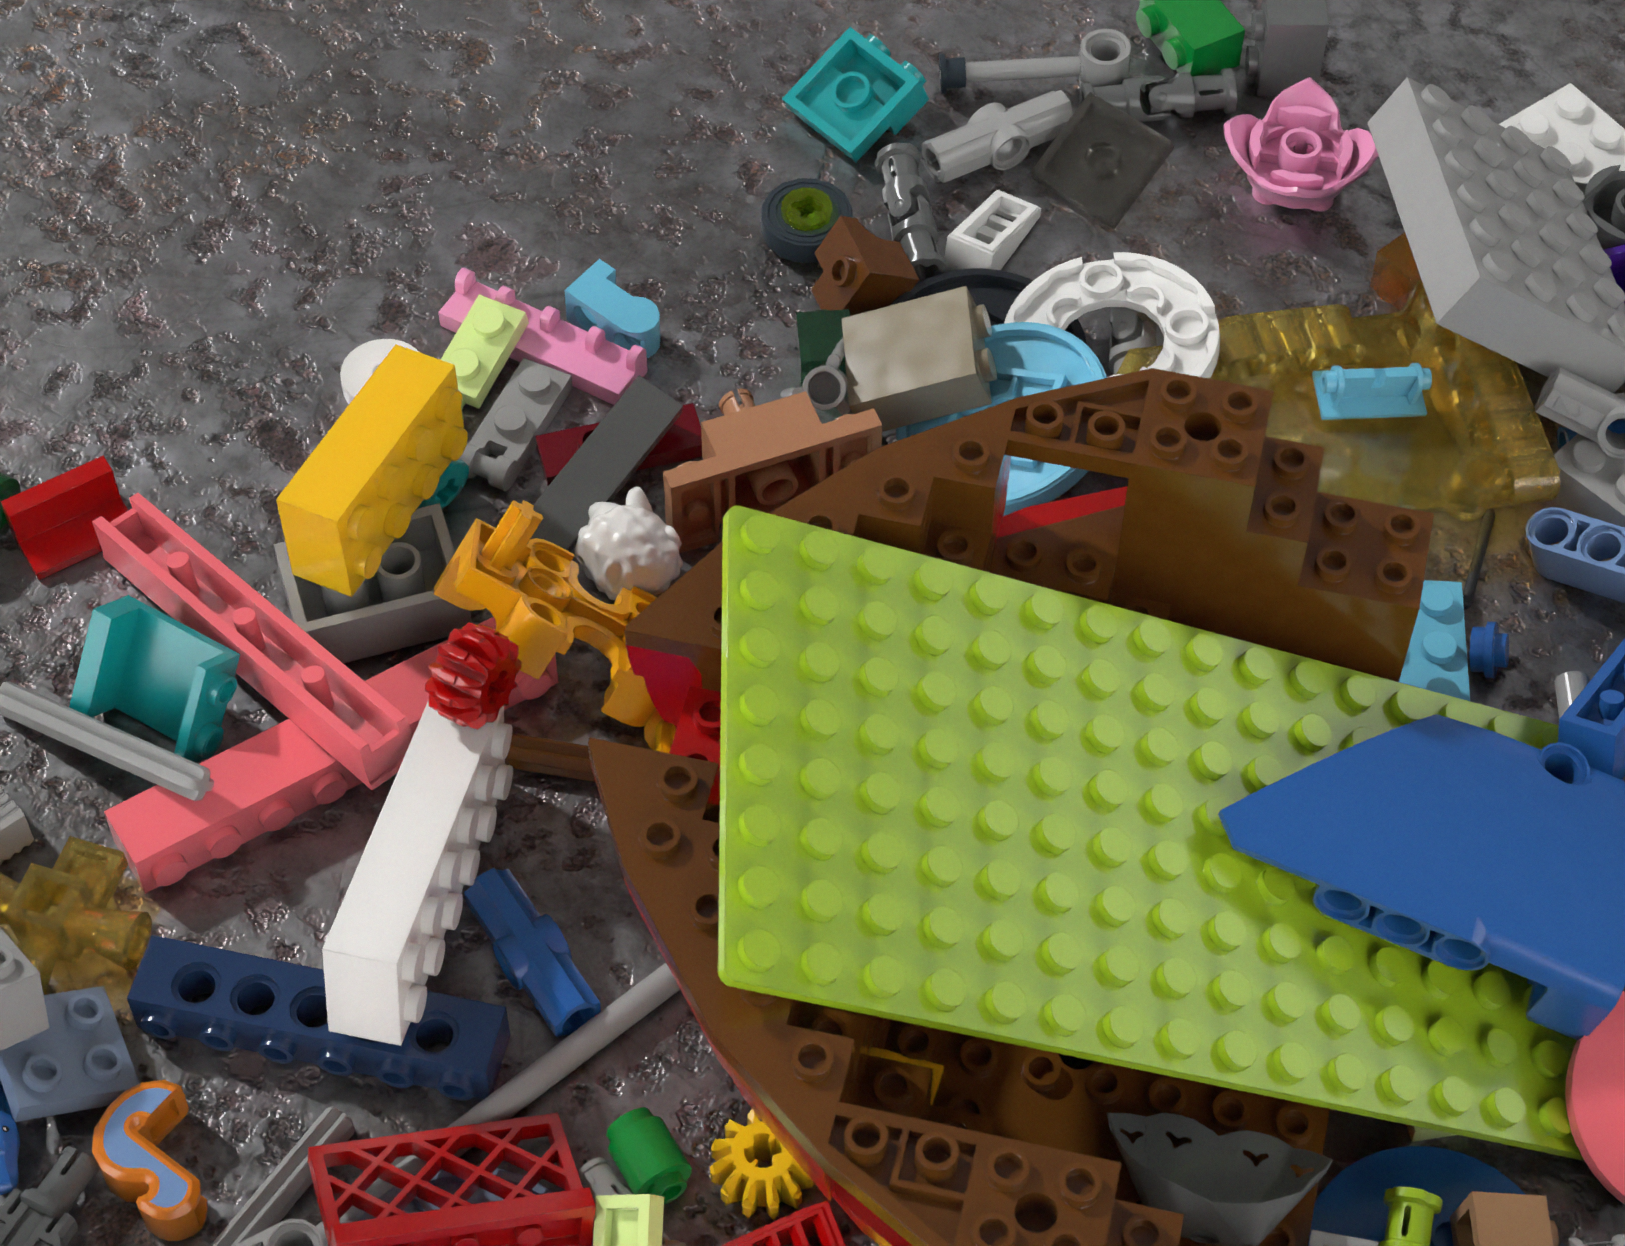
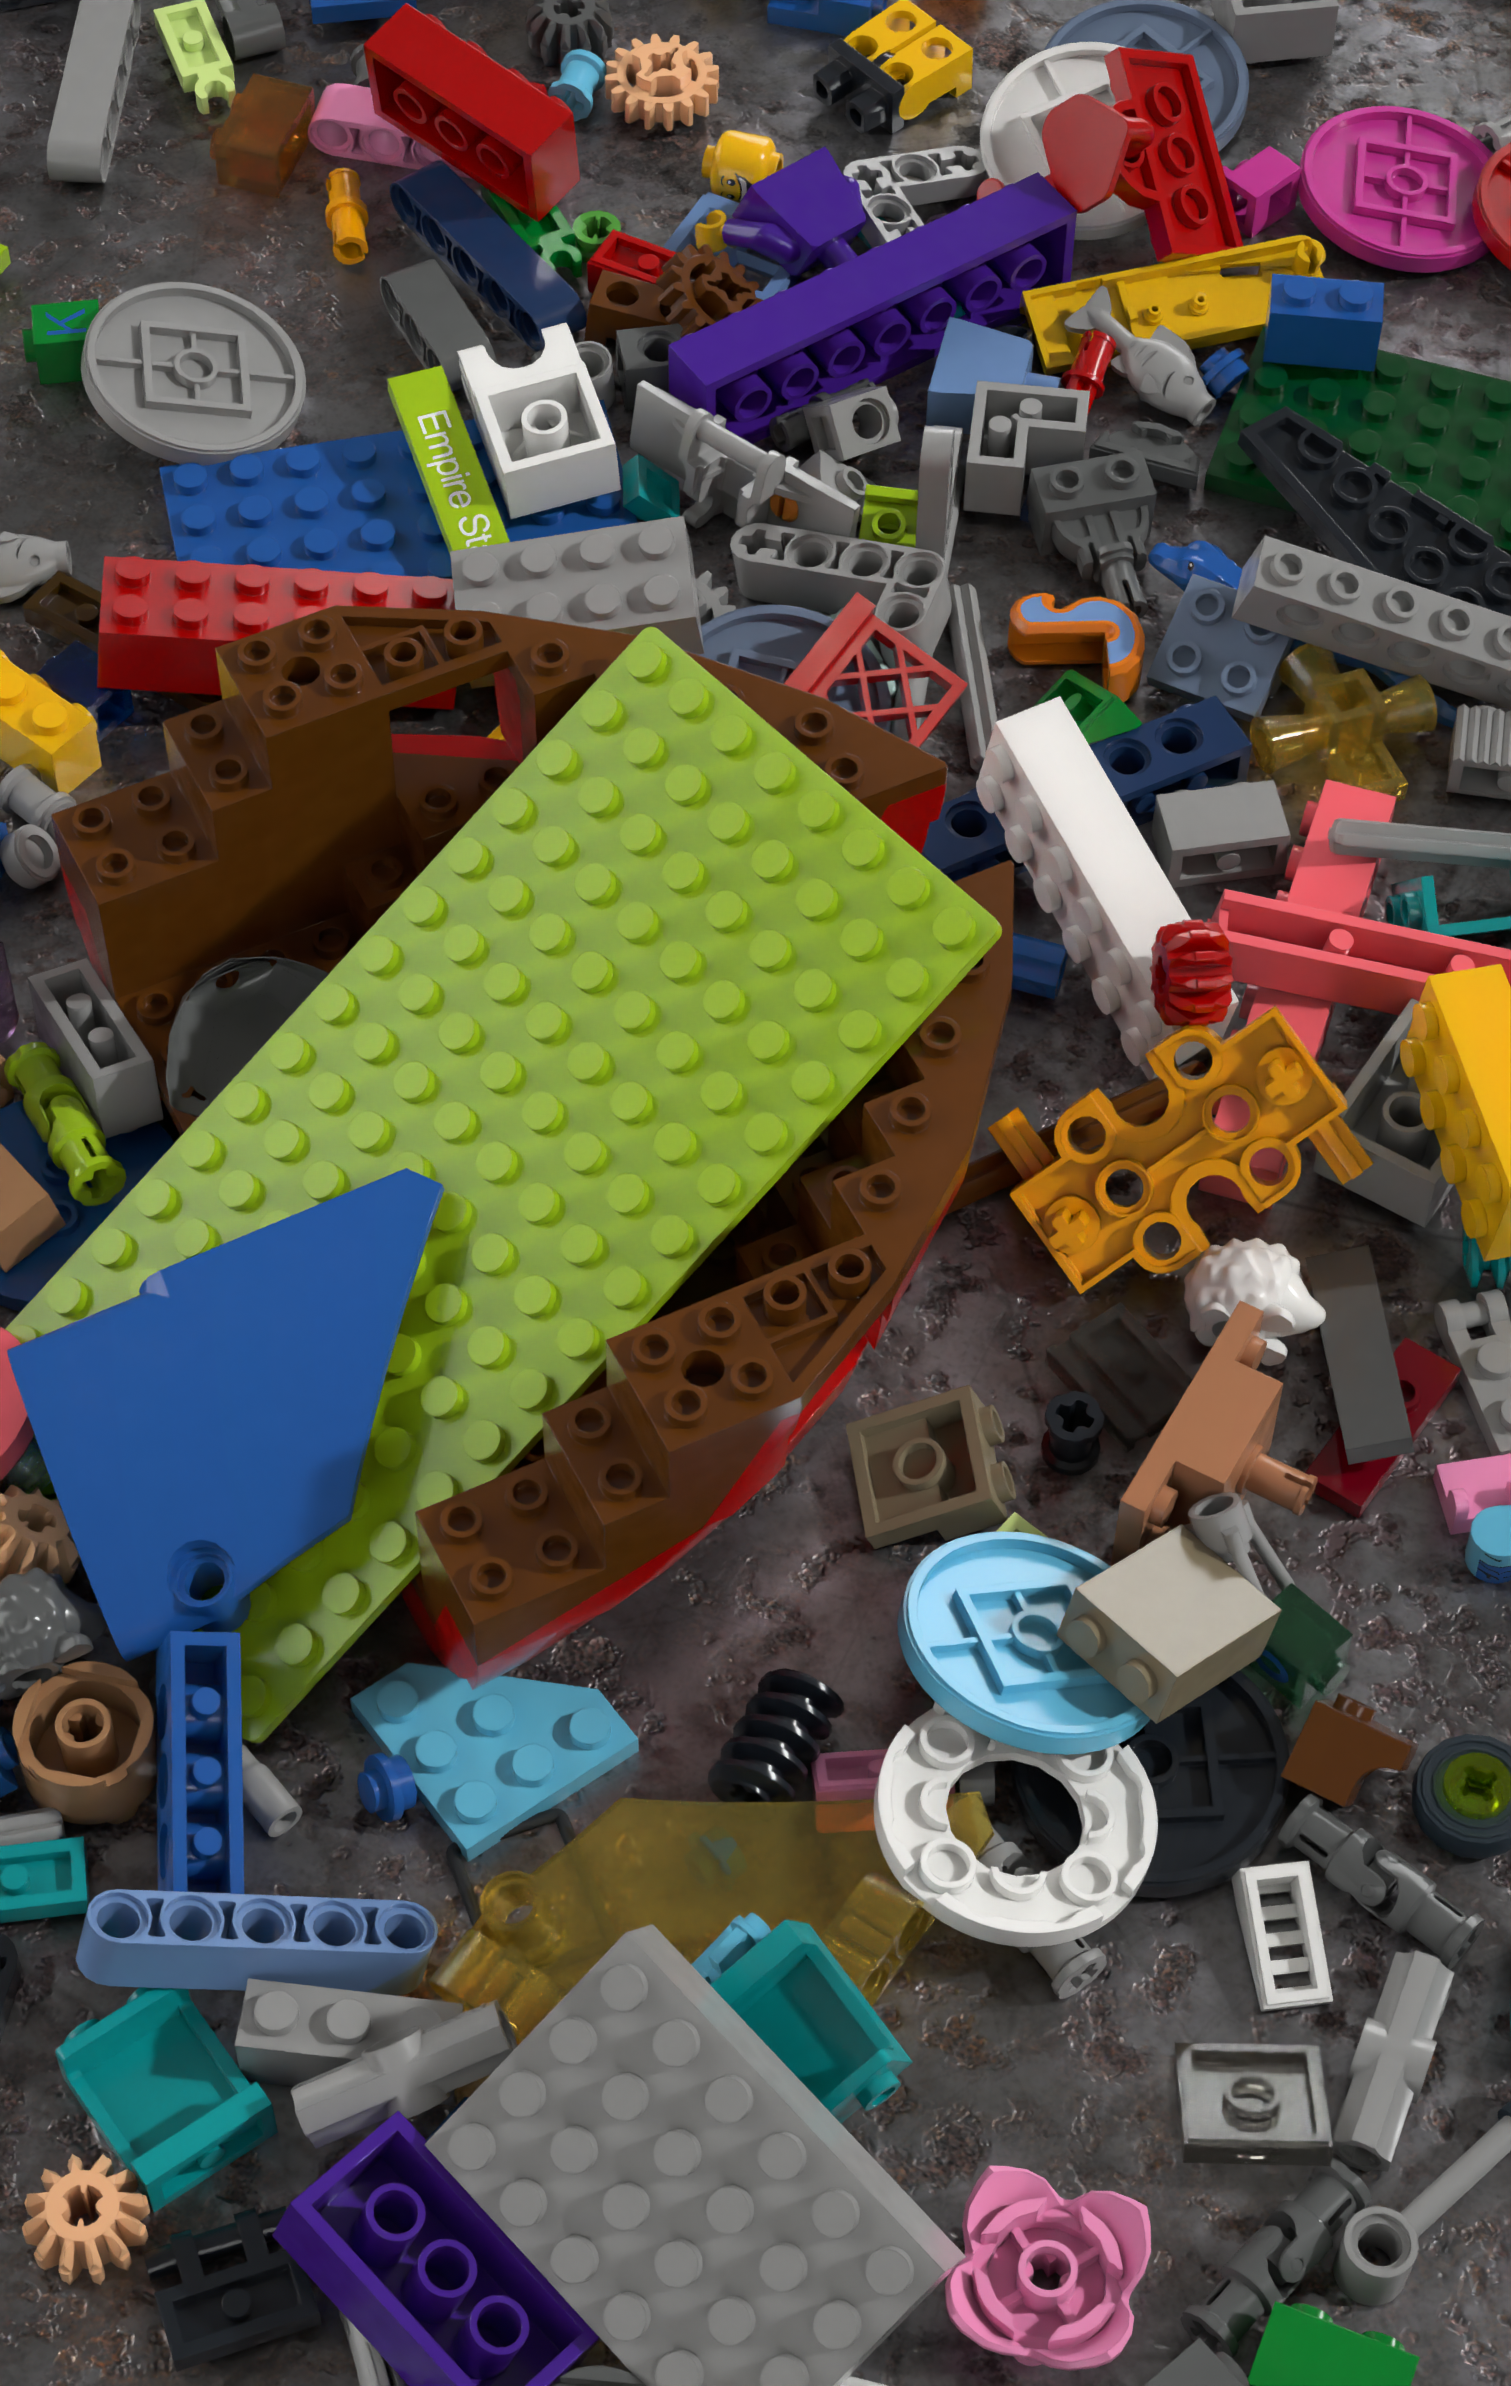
camera: 140 degrees right, 0 degrees up
(231, 1081) = (1093, 708): none -> green slope
(246, 905) = (1220, 833): none -> light grey brick
(1357, 298) = (815, 2019): none -> teal panel

